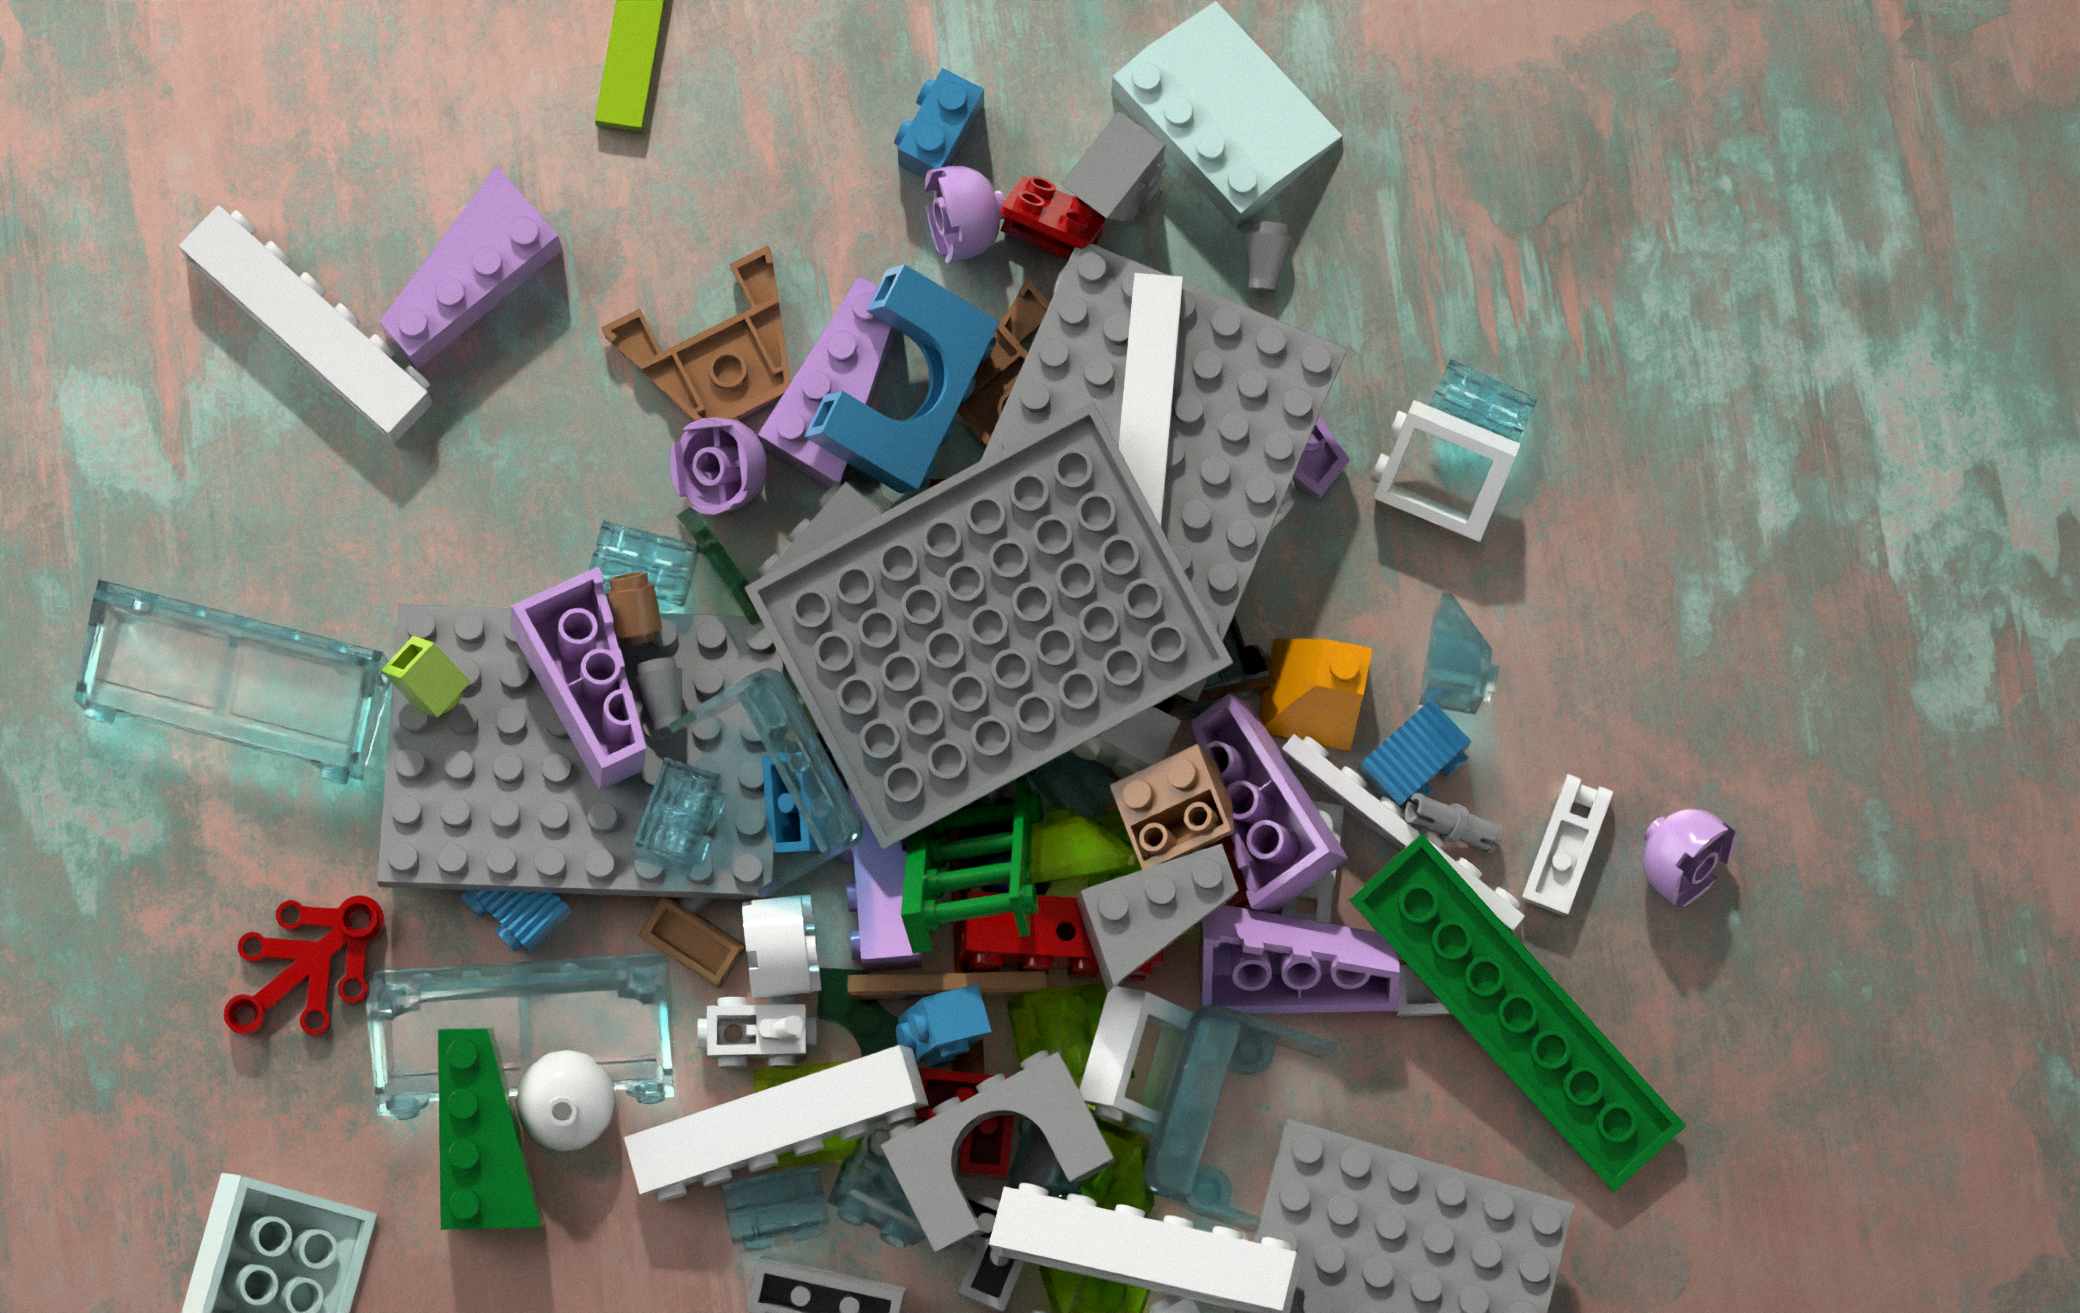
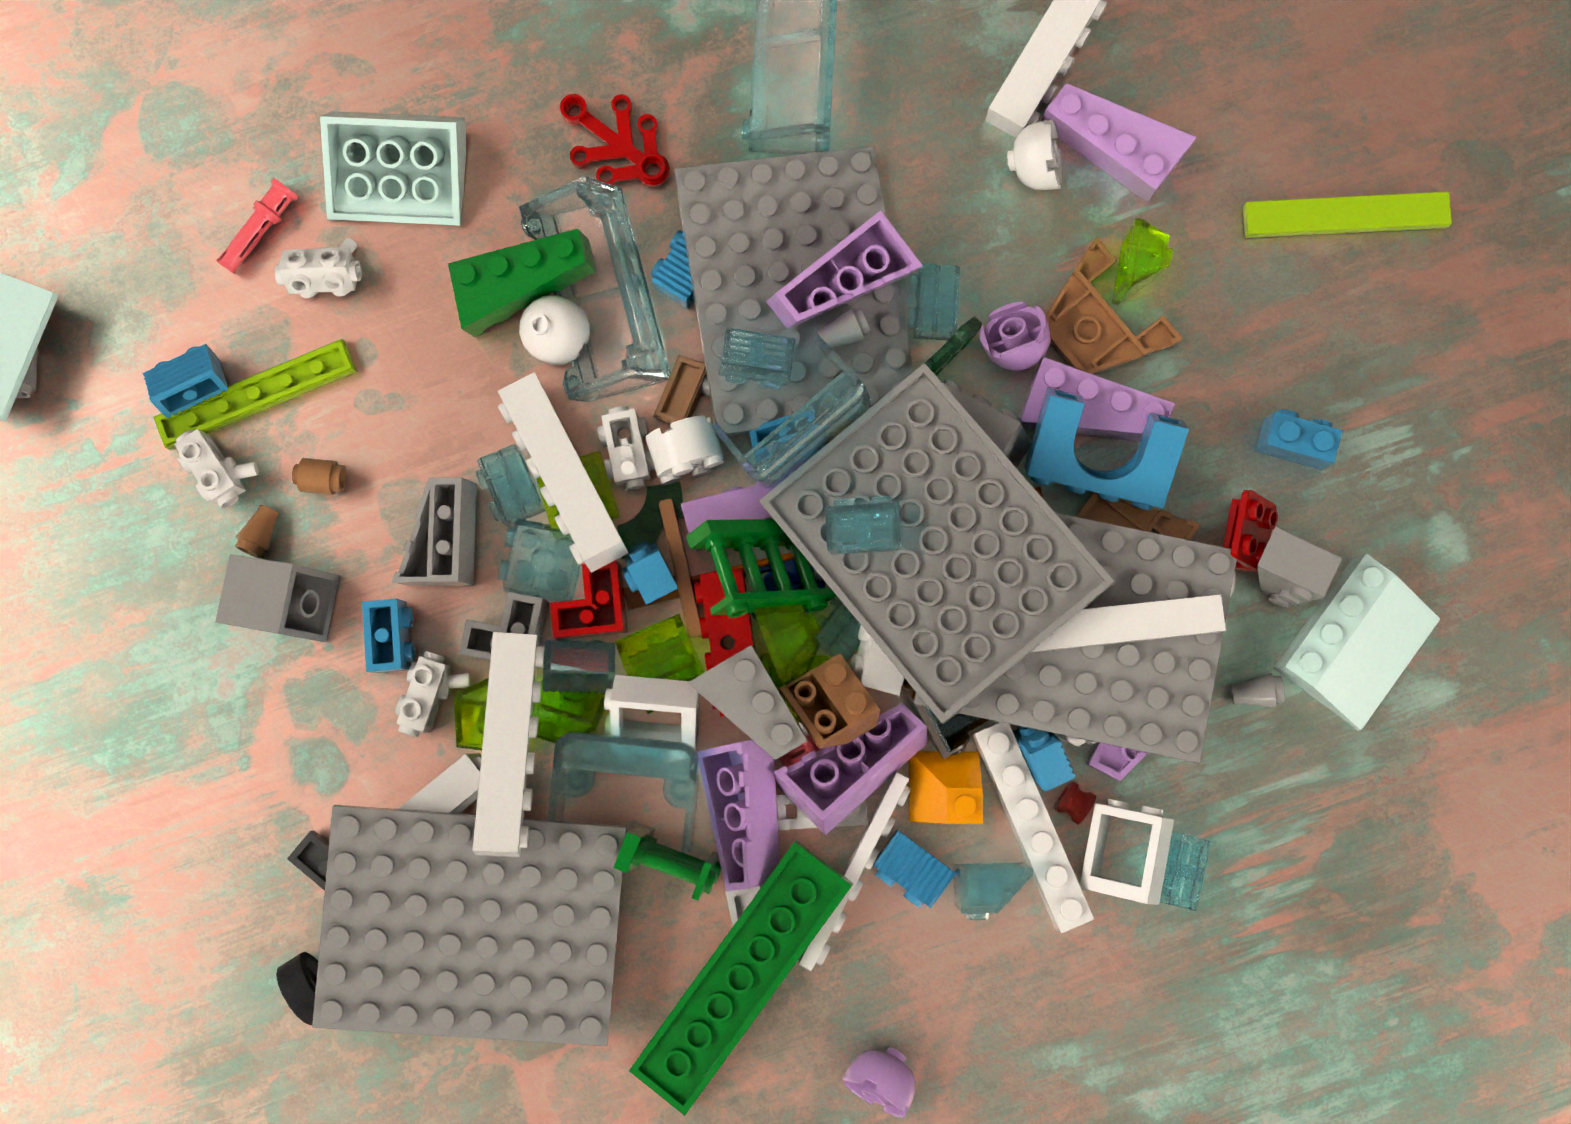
camera: 90 degrees right, 5 degrees up
(426, 677) = (820, 167): lime brick -> none
(470, 383) = (1037, 156): none -> white cylinder
(634, 607) = (900, 298): medium nougat brick -> none
(648, 278) = (1141, 259): none -> clear neon green slope
(928, 1152) = (549, 578): light grey arch -> none
(952, 709) = (864, 526): none -> clear light blue brick
(963, 212) = (1239, 468): lavender cylinder -> none
(1299, 551) = (1044, 757): none -> dark azure brick
(1366, 524) = (1075, 802): none -> clear red wheel
(1373, 1023) = (643, 849): none -> green fence
(1385, 587) = (1032, 826): none -> white brick
(1453, 822) = (869, 906): light grey pin -> none
(1566, 847) = (871, 991): white plate -> none

